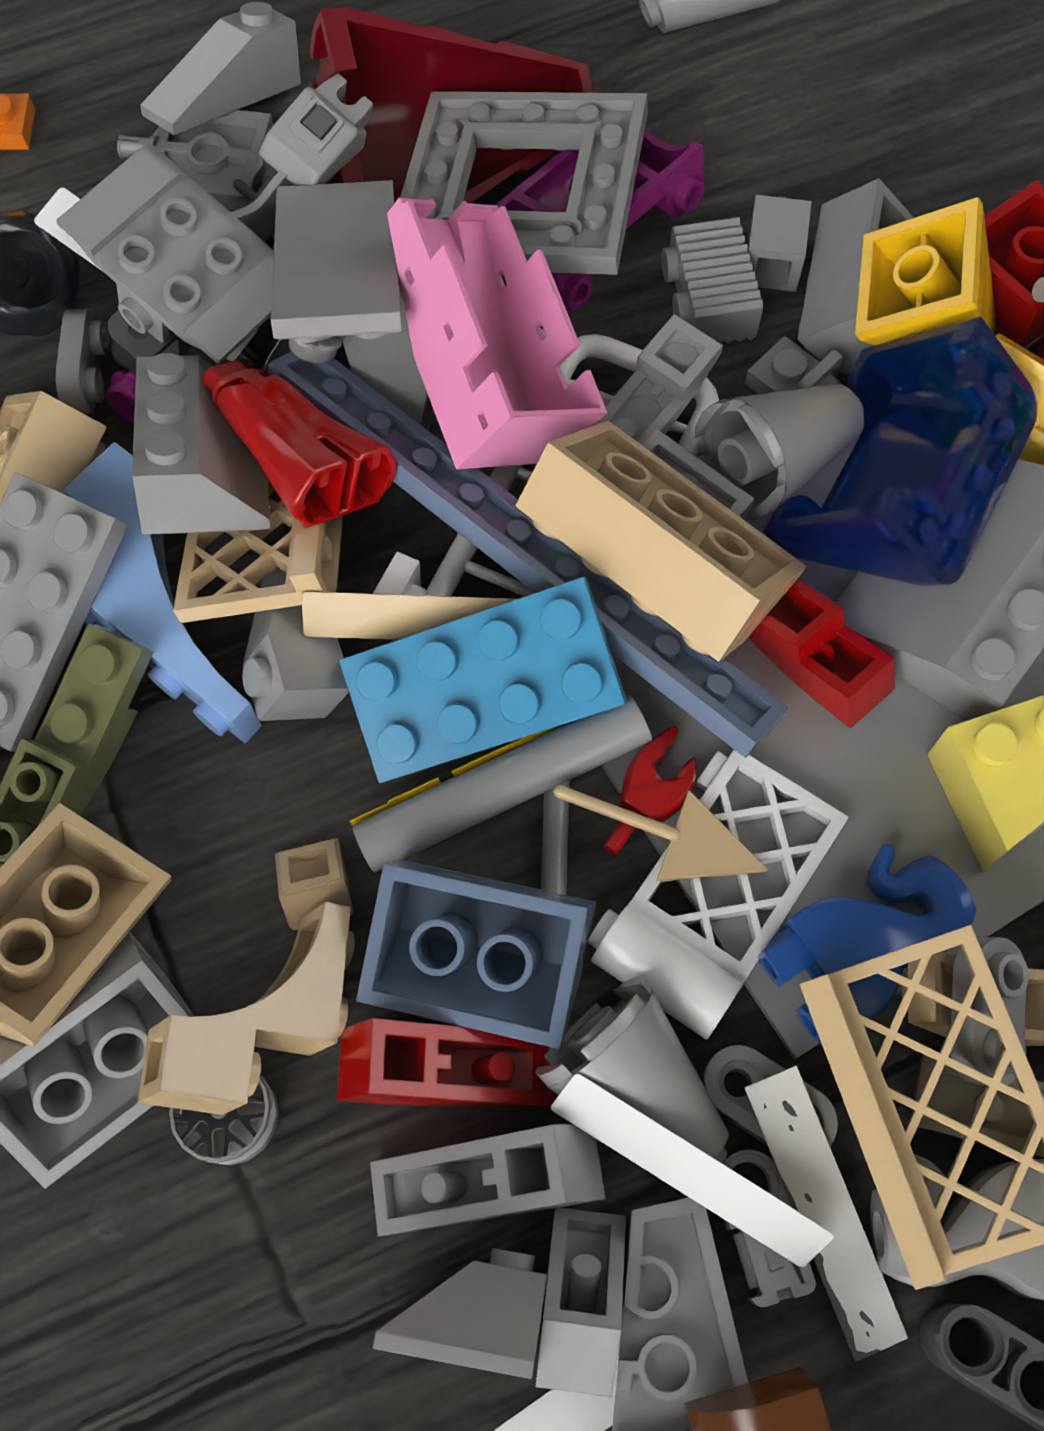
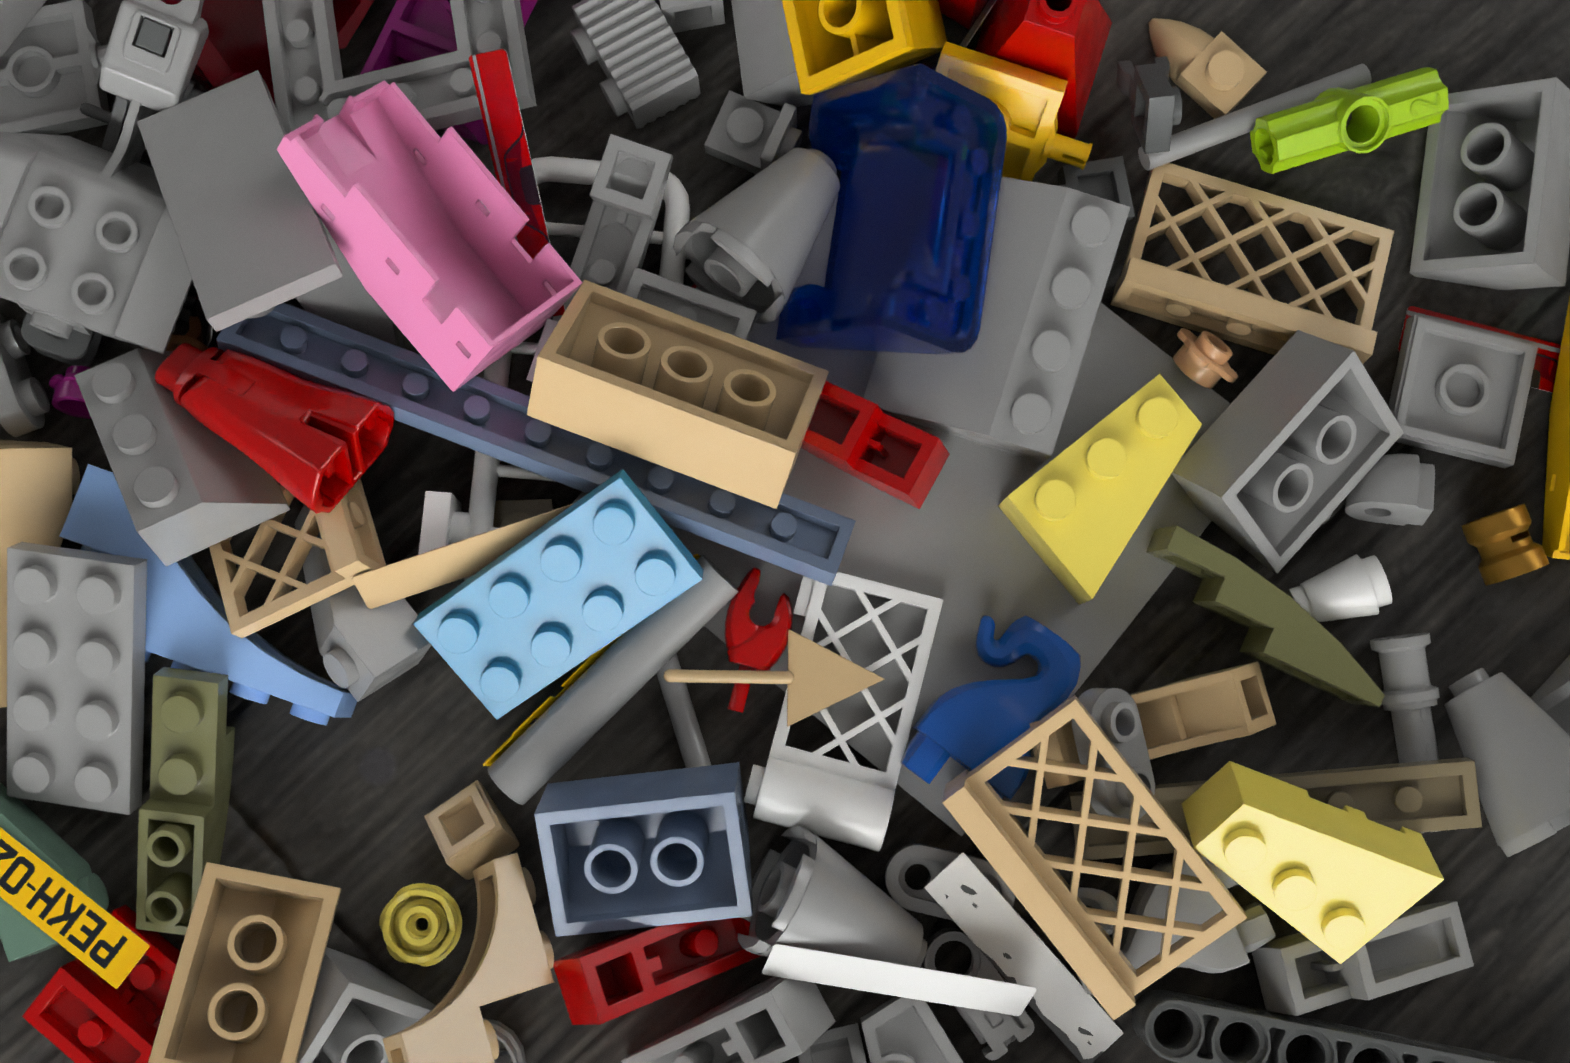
camera: 20 degrees left, 15 degrees up
(214, 936) = (400, 929): none -> light yellow plate
(585, 283) = (509, 145): none -> red sticker

